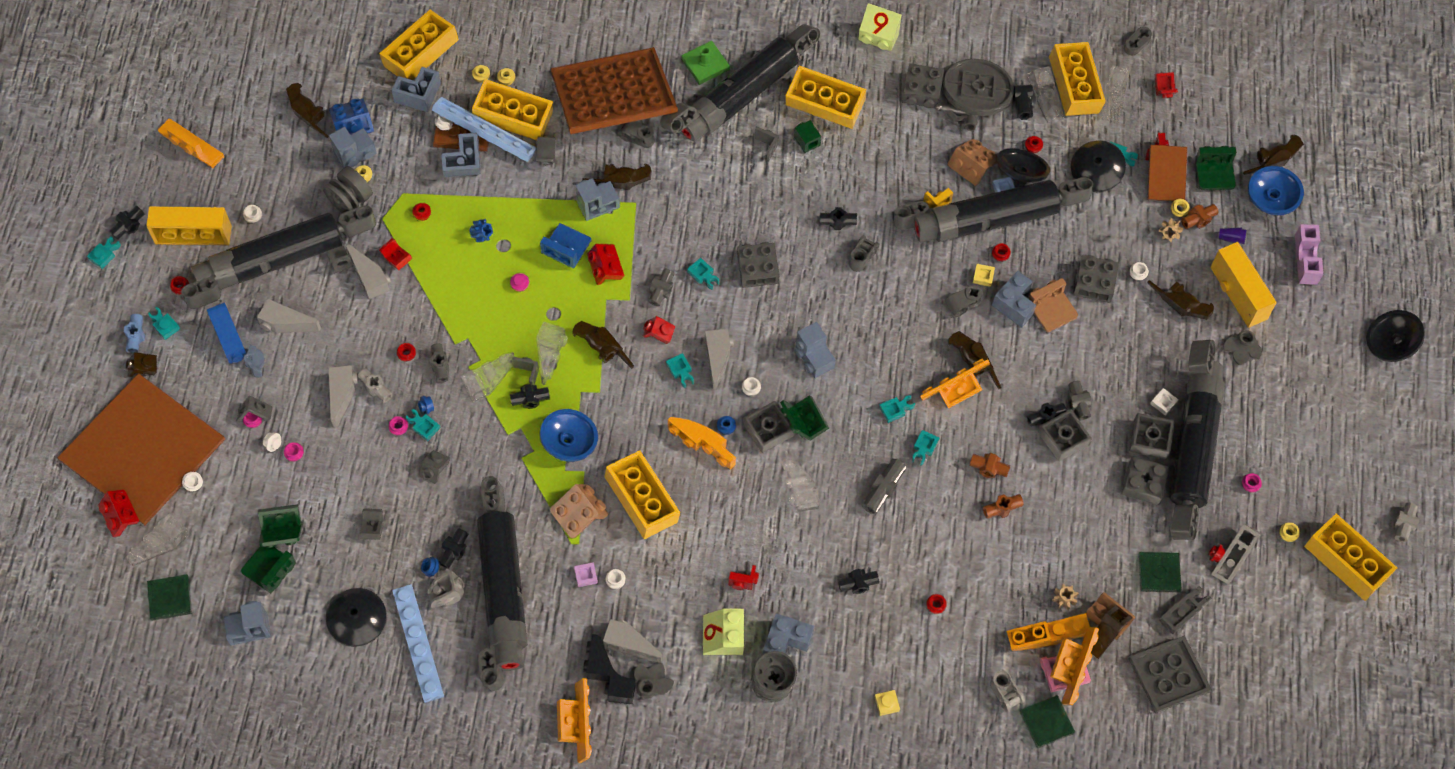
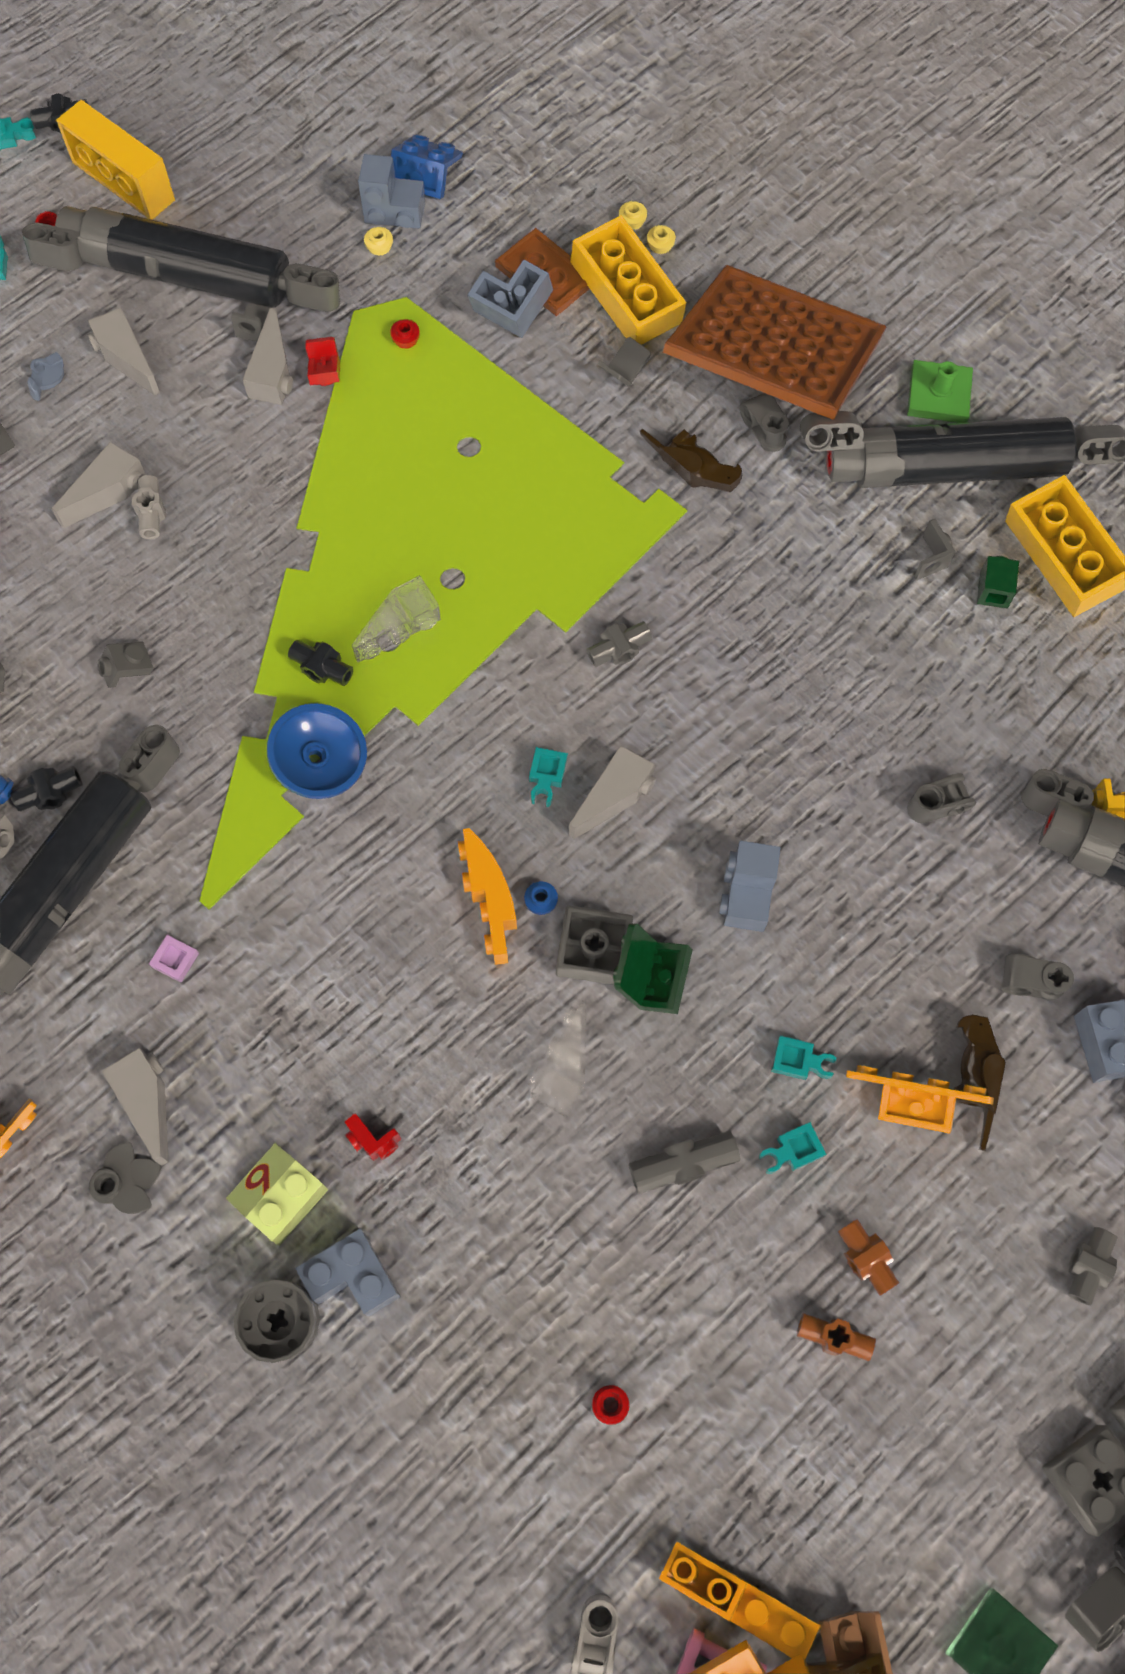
camera: 40 degrees right, 5 degrees up
(191, 143) = (216, 71): light orange bracket -> none
(227, 333) = (39, 314): blue slope -> none
(252, 213) = (207, 199): white plate -> none
(305, 108) = (380, 113): dark brown animal -> none
(347, 190) = (333, 242): dark grey wheel -> none
(398, 421) = (128, 572): dark pink plate -> none
(406, 347) = (224, 487): red plate -> none
(417, 93) = (533, 184): sand blue brick -> none
(419, 45) = (583, 129): yellow brick -> none
(424, 426) = (160, 602): teal plate -> none
(425, 404) = (185, 577): blue plate -> none
(439, 369) = (250, 535): dark grey axle -> none
(443, 123) = (528, 239): white plate -> none
(481, 230) = (460, 409): blue gear -> none
(484, 129) = (569, 281): light blue plate -> none
(485, 379) = (287, 598): clear slope -> none
(519, 282) = (443, 506): dark pink plate -> none
(527, 364) = (356, 619): dark grey bracket -> none
(565, 245) = (543, 499): blue bracket -> none
(578, 509) = (245, 861): medium nougat bracket -> none
(595, 199) = (631, 468): sand blue brick -> none
(599, 668) = (75, 1104): black arch -> none
(601, 341) = (471, 656): dark brown animal -> none
(605, 263) = (574, 558): red bracket -> none
(615, 579) = (207, 995): white plate -> none
(642, 494) = (339, 907): yellow brick -> none
(659, 329) = (566, 698): red bracket -> none
(703, 272) = (692, 663): teal plate -> none
(751, 386) = (622, 870): white plate -> none
(758, 264) = (776, 708): dark grey brick -> none
(838, 218) = (936, 718): black axle -> none
(858, 581) = (525, 1275): black axle -> none
(887, 702) = (409, 1496): light yellow plate -> none
(983, 275) = (1097, 961): light yellow plate -> none
(1042, 416) = (1037, 1252): black axle -> none
(1062, 600) = (823, 1558): tan gear -> none
(1065, 424) = (1041, 1287): dark grey brick -> none

